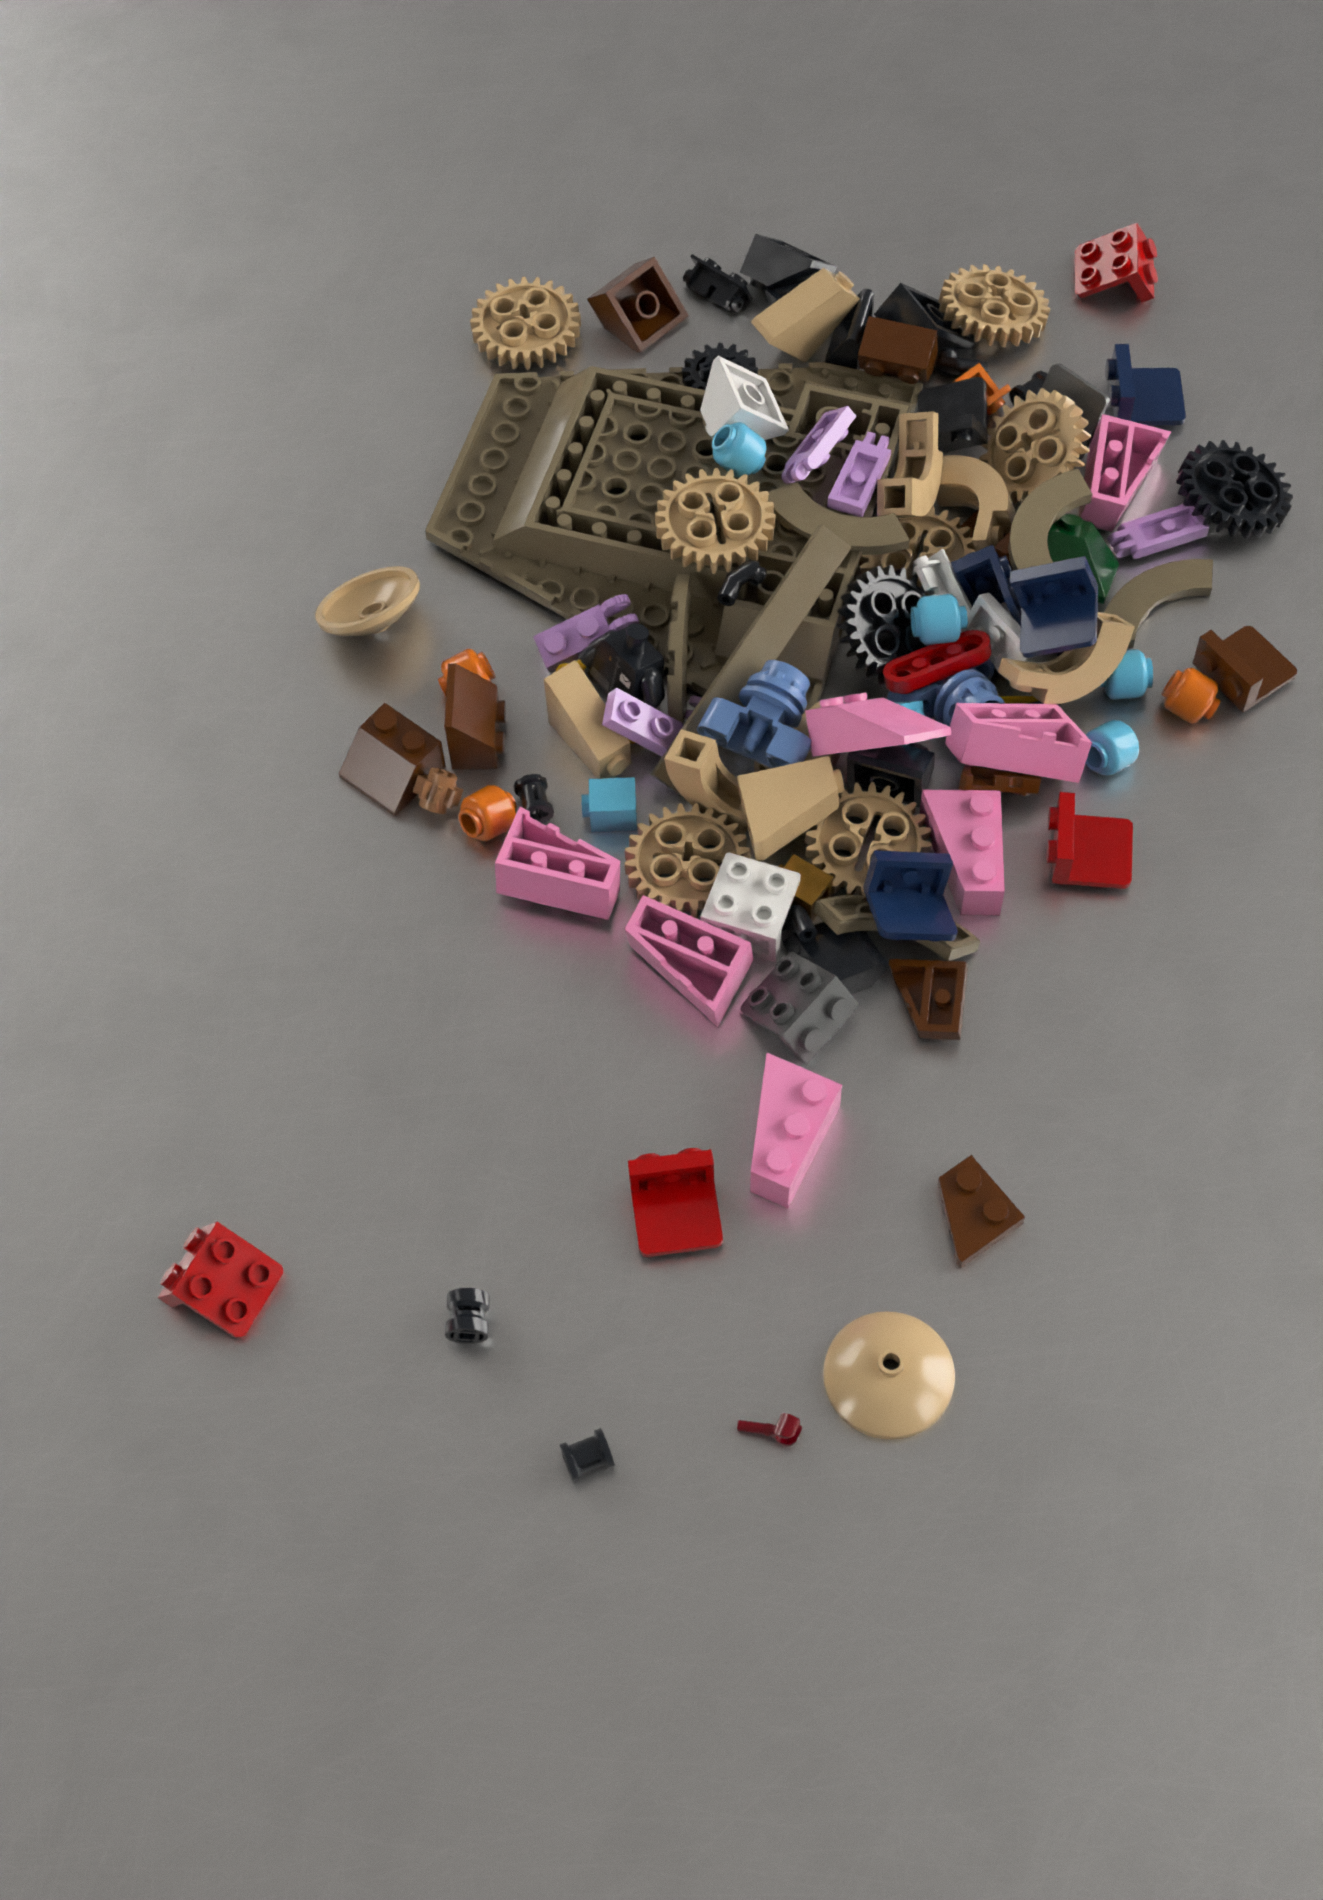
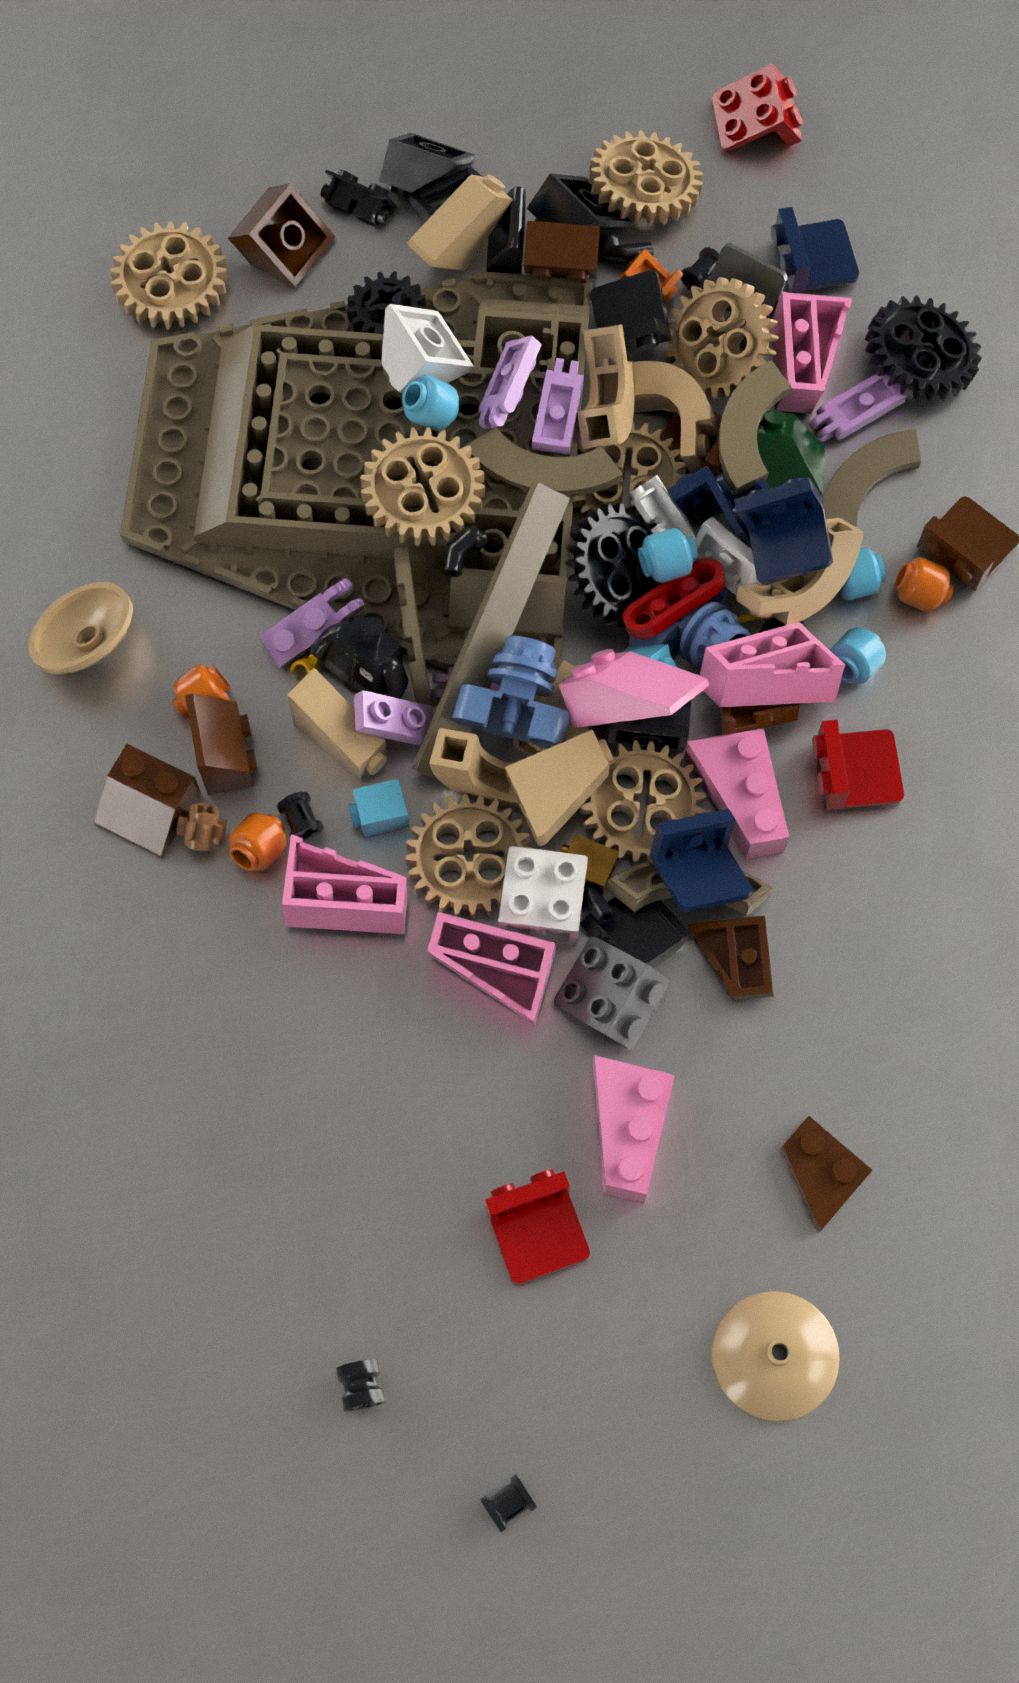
camera: 15 degrees left, 10 degrees up
(221, 1279) = (107, 1397): red bracket -> none
(784, 1432) = (691, 1435): dark red hand -> none

